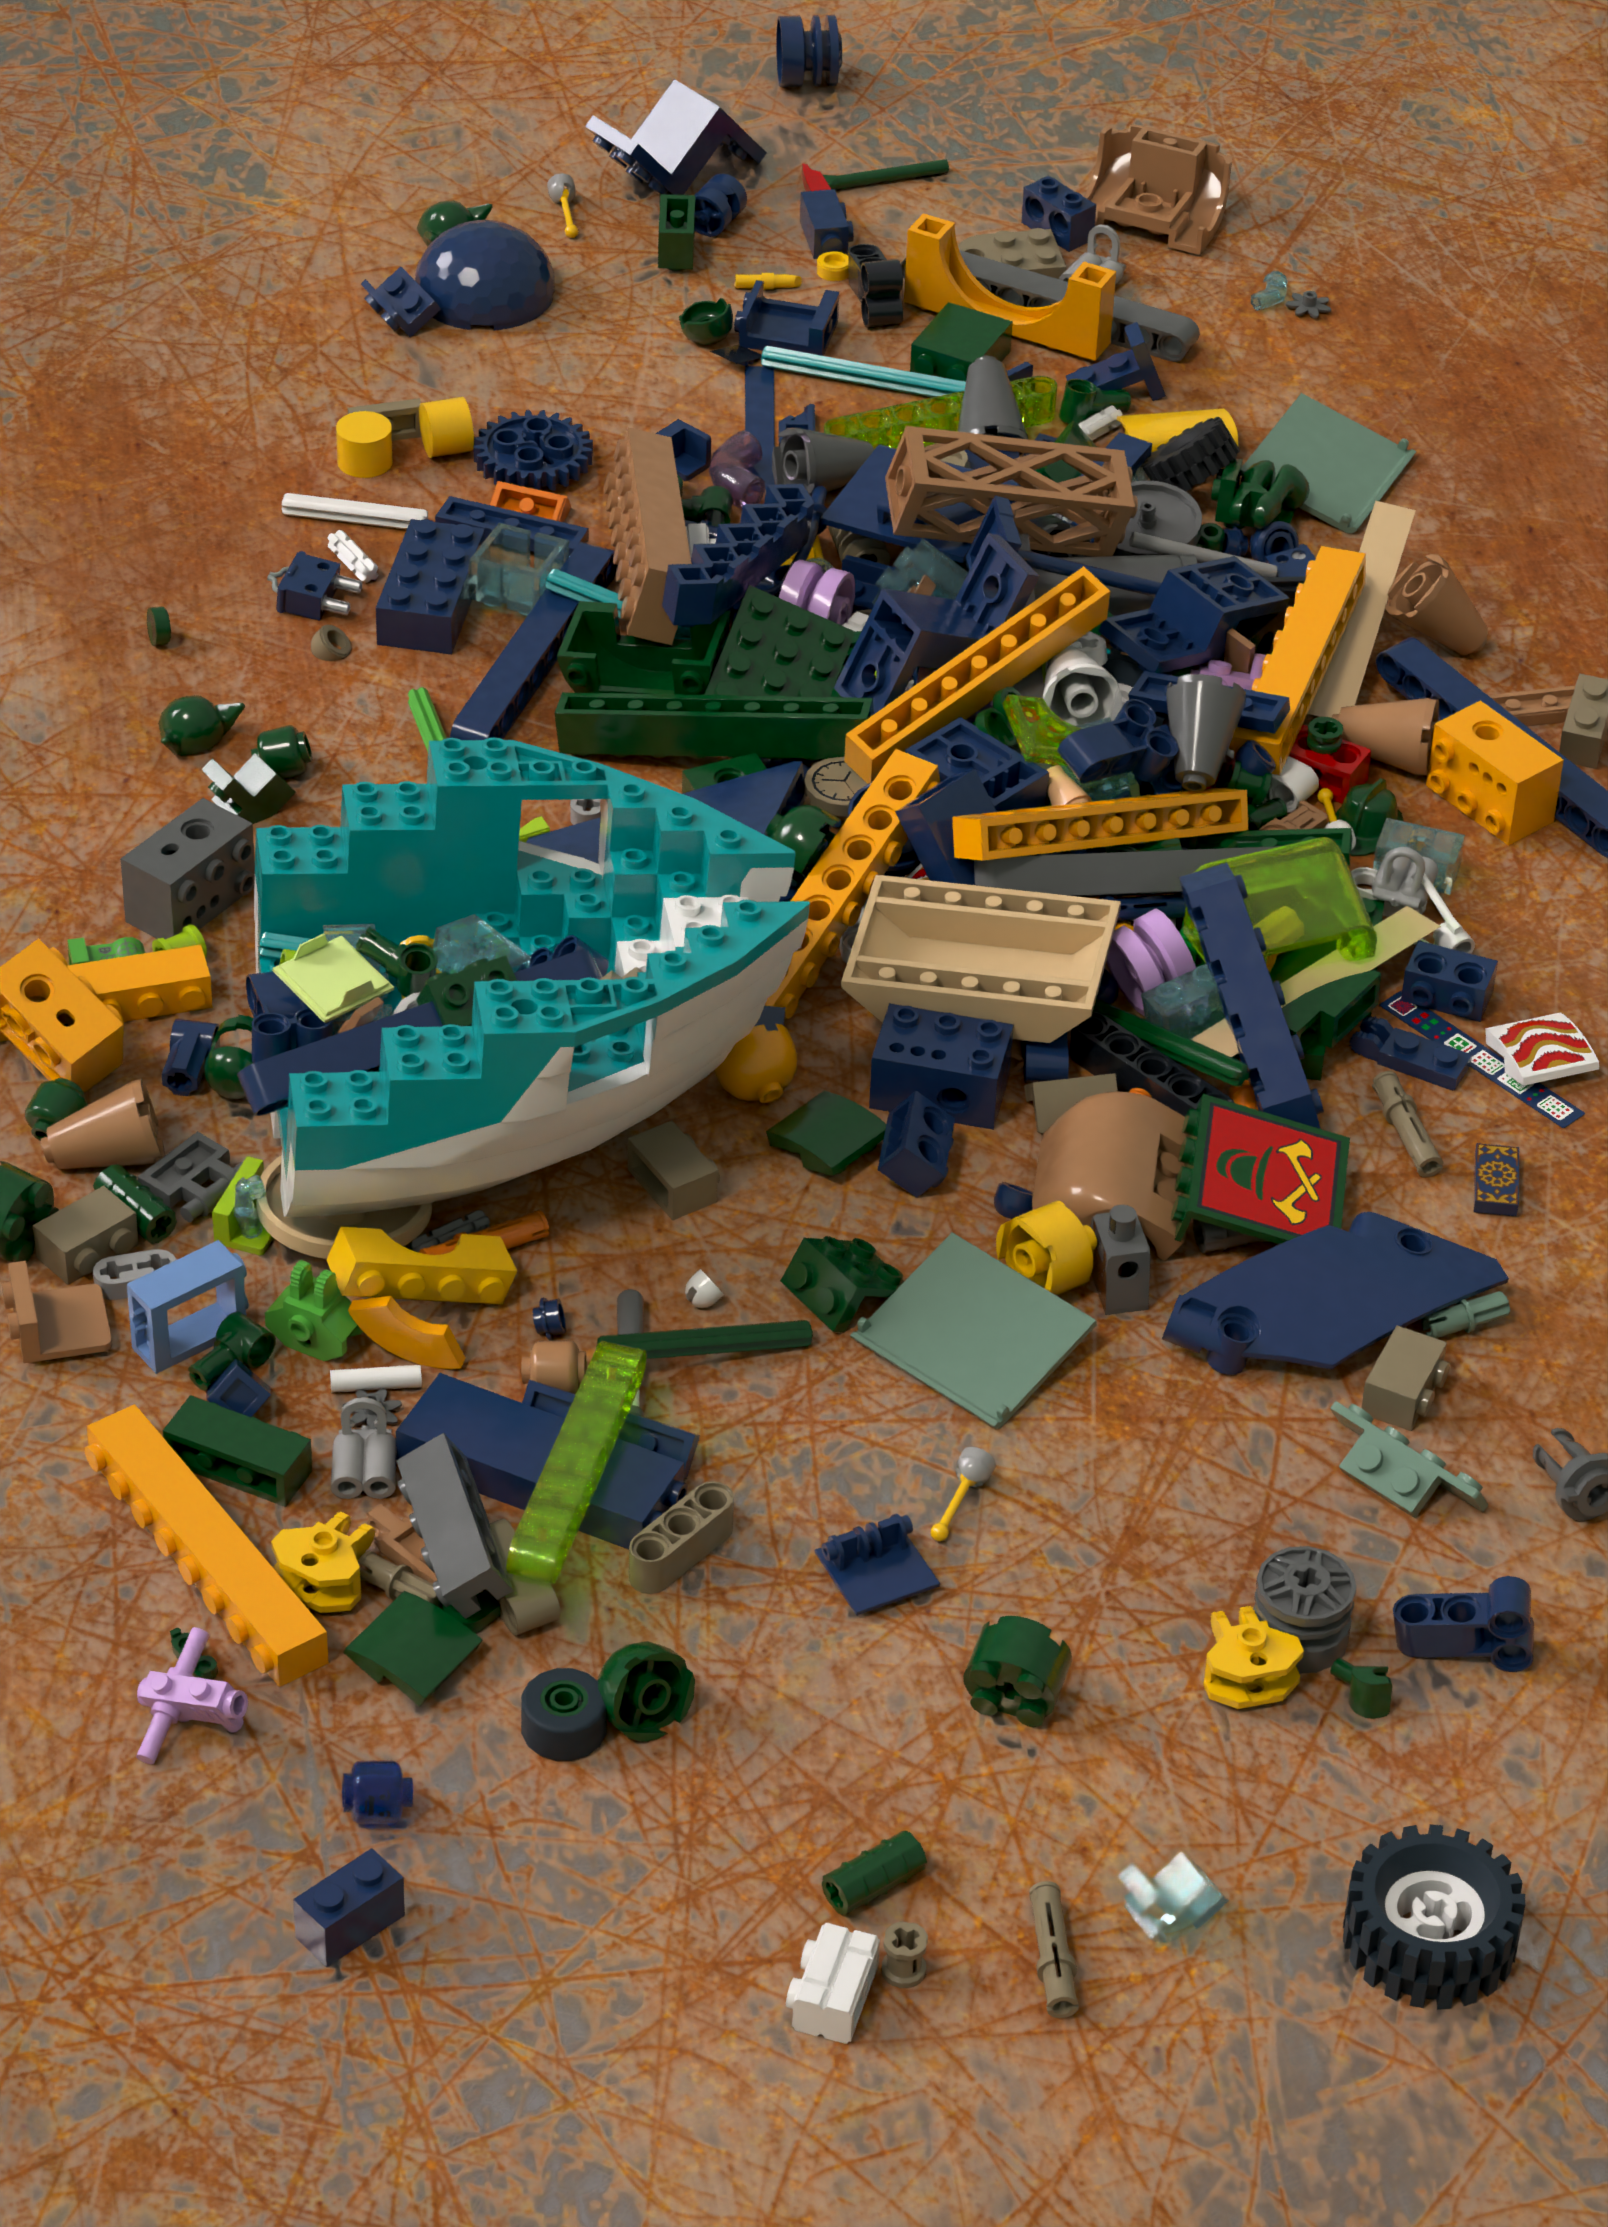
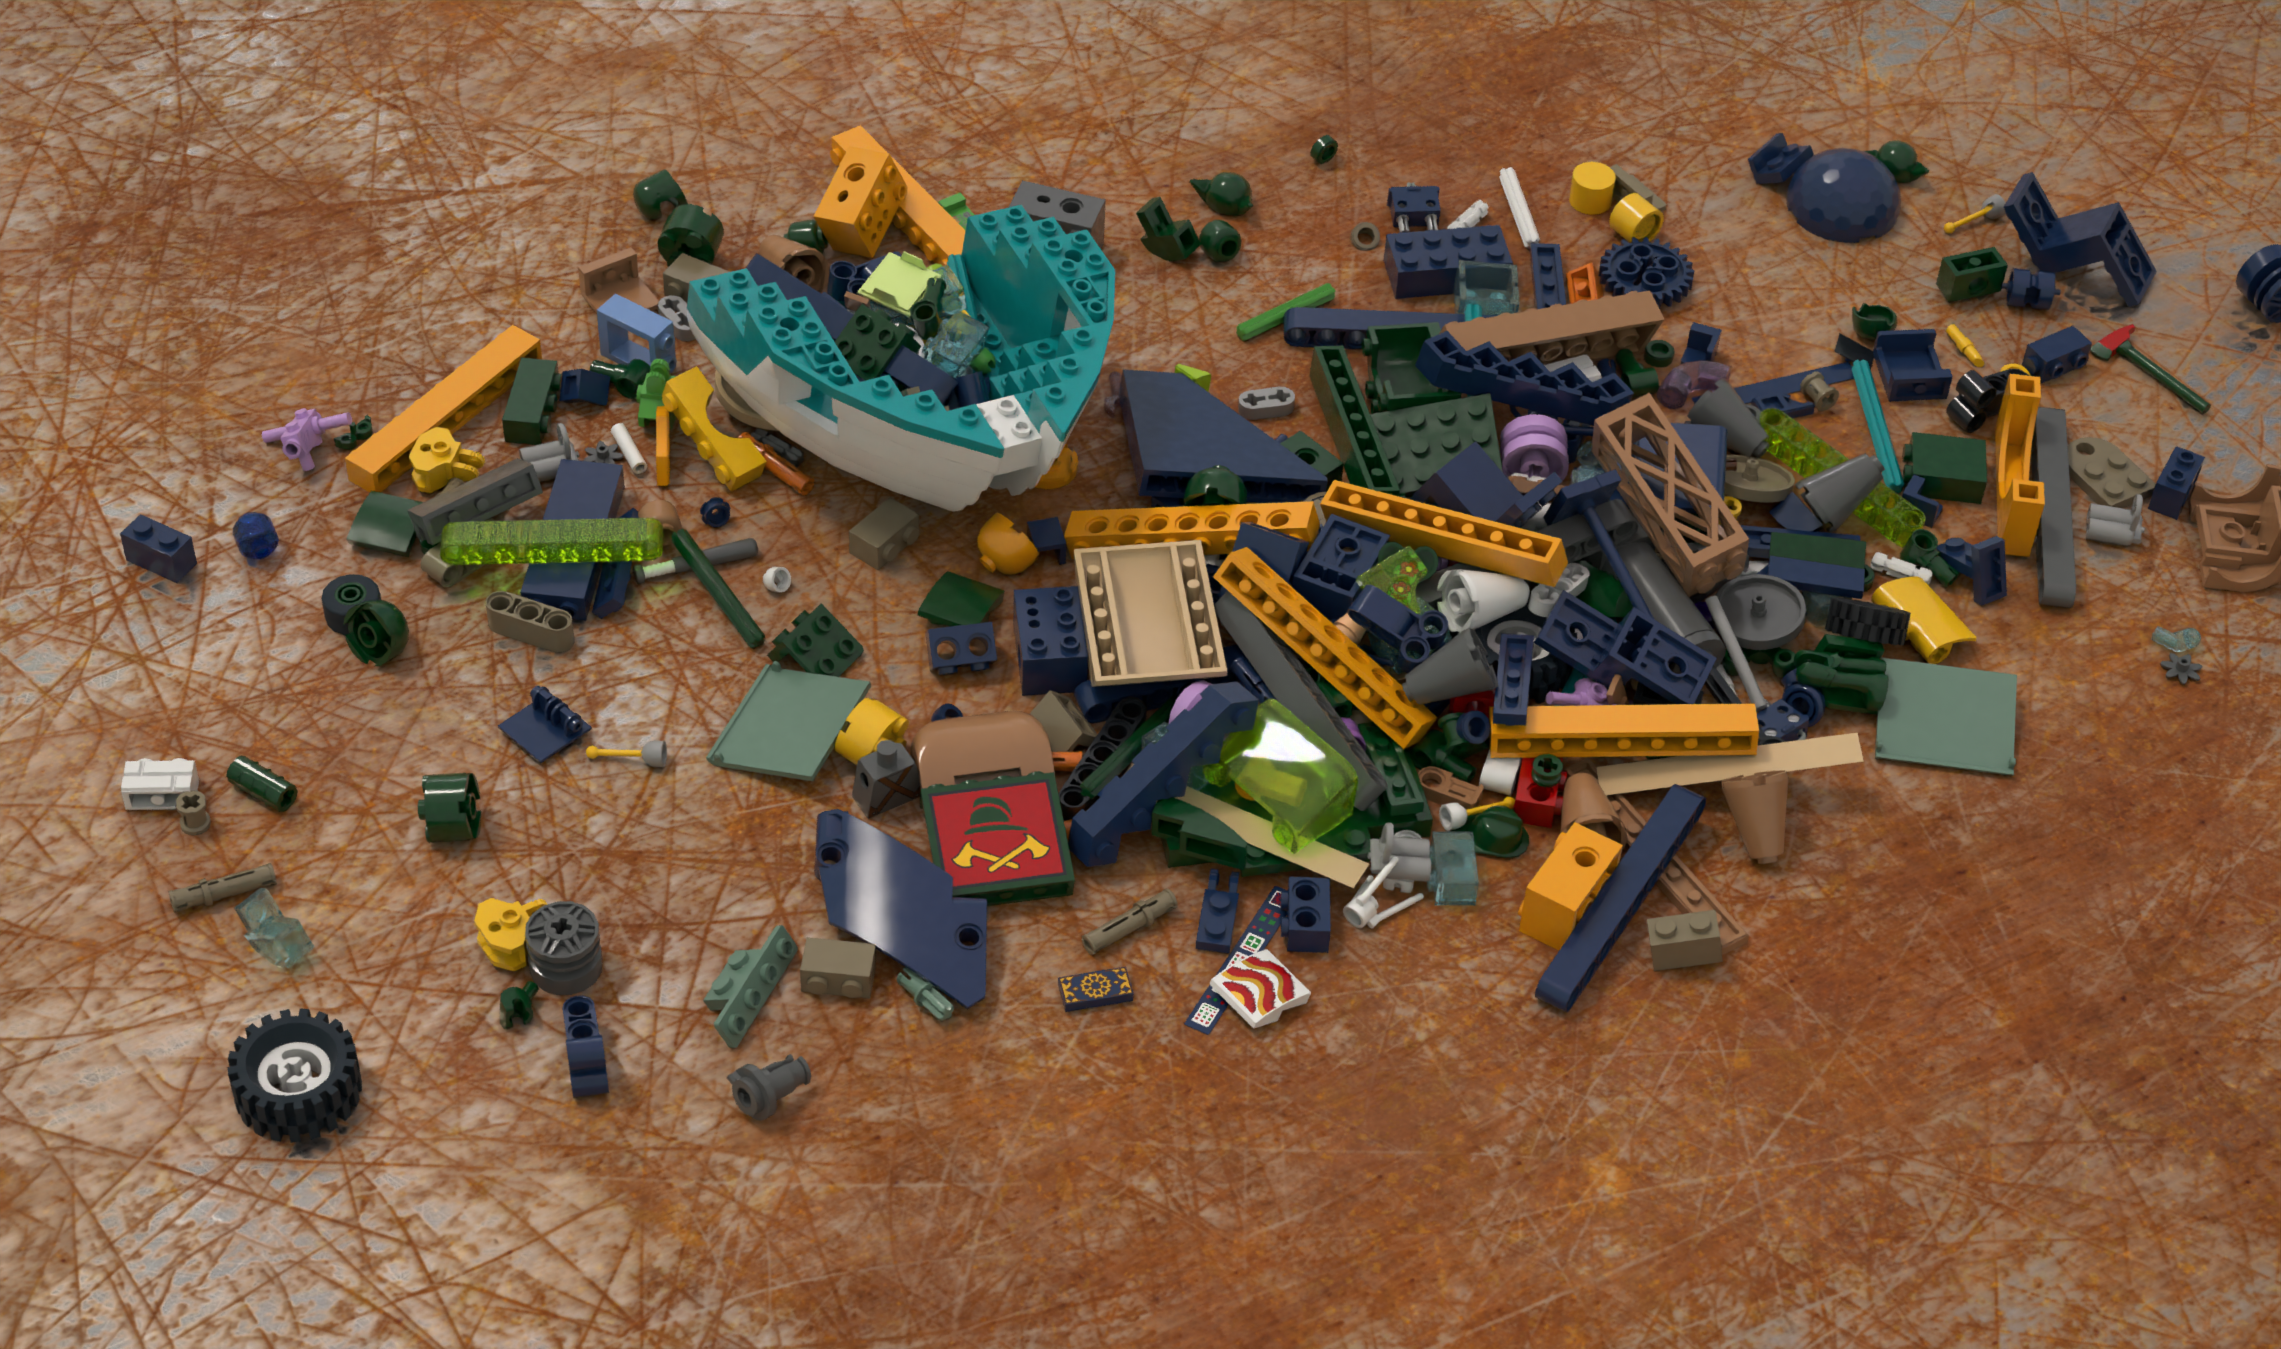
camera: 70 degrees right, 5 degrees up
(784, 387) = (1819, 391): none -> dark tan bush

